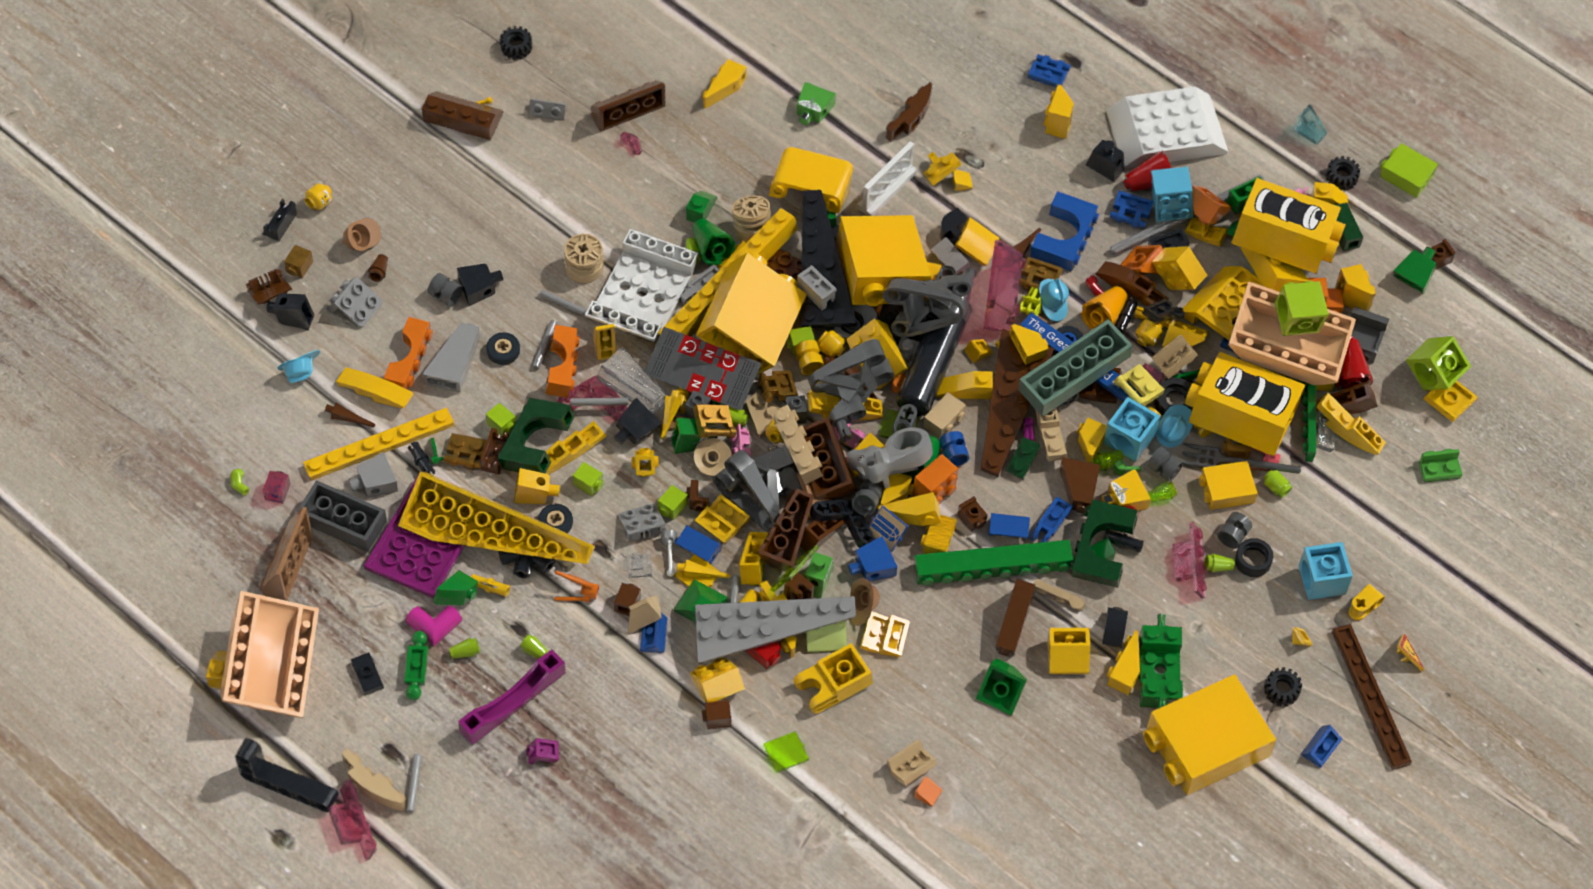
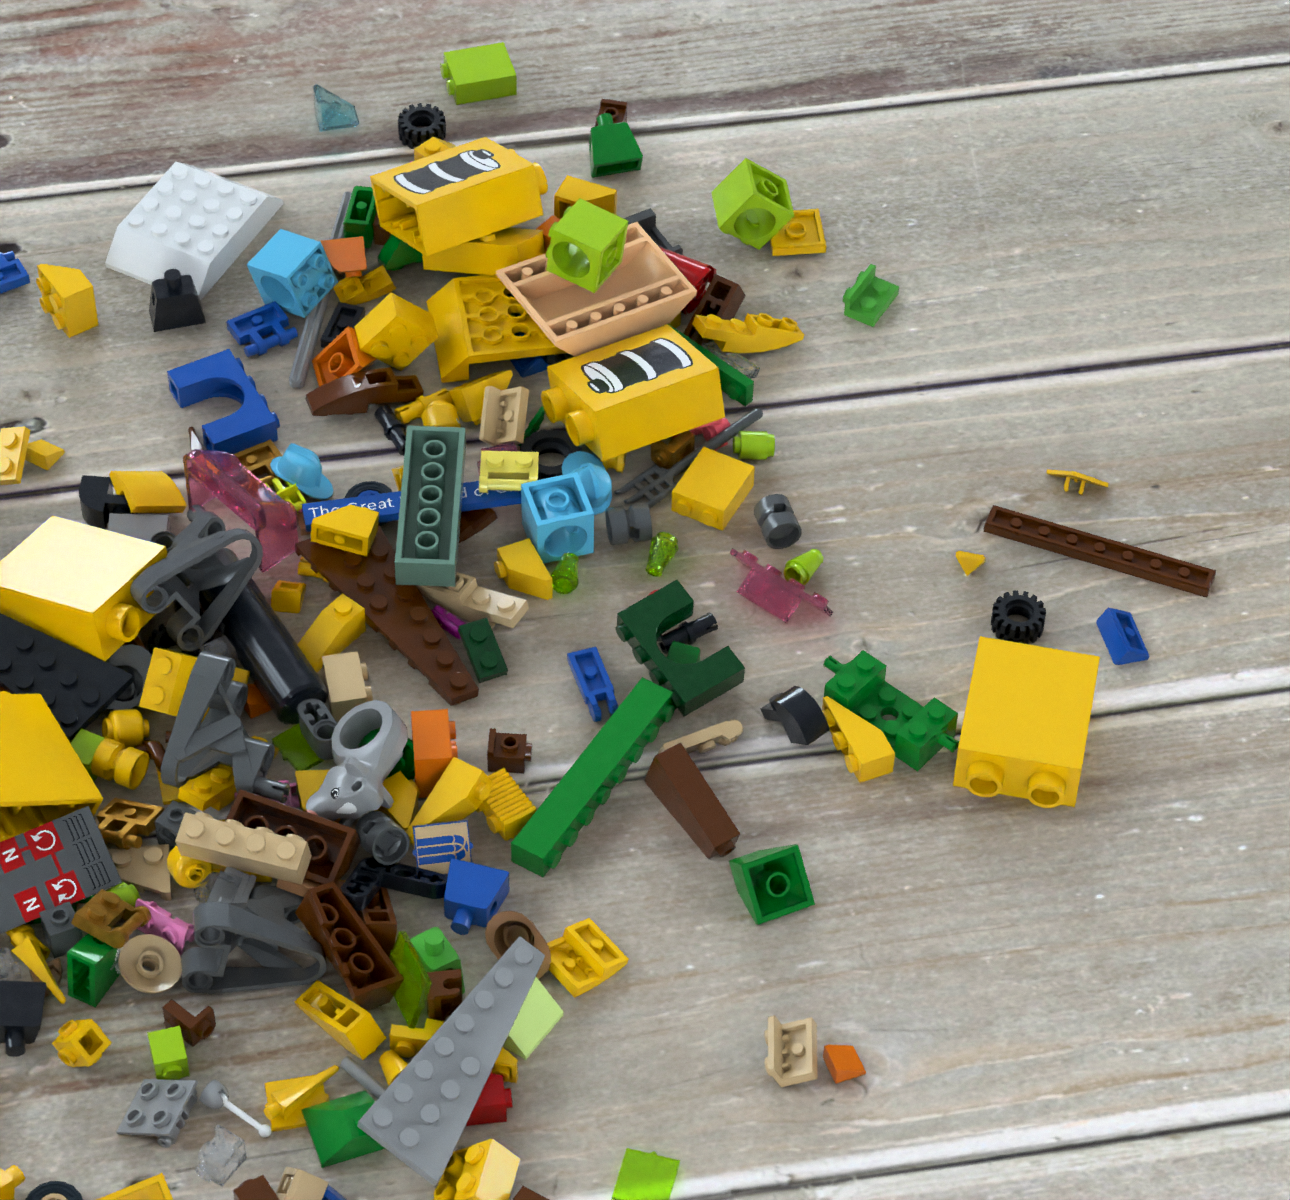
camera: 50 degrees left, 10 degrees down
(588, 479) = (35, 1127): lime brick -> none
(698, 544) = (259, 1066): blue hinge -> none
(723, 519) = (247, 1017): yellow slope -> none
(816, 287) = (47, 674): light grey hinge -> none
(836, 677) = (599, 1045): yellow brick -> none
(954, 448) = (403, 701): blue wheel -> none
(1009, 525) = (560, 726): blue hinge -> none
(1068, 650) = (786, 782): yellow slope -> none
(1079, 482) = (571, 620): reddish brown slope -> none
(1091, 283) = (319, 430): red arm -> none
(1104, 307) = (370, 440): light orange cone -> none
(1121, 469) = (589, 571): bright green hand -> none
(1128, 491) = (630, 581): yellow torso -> none
(1141, 176) = (235, 283): red cone -> none
(1162, 310) = (433, 389): black hinge -> none
(1254, 544) = (832, 514): black tyre -> none
(1325, 570) = (914, 473): medium azure brick -> none
(1365, 602) = (979, 474): yellow piece -> none

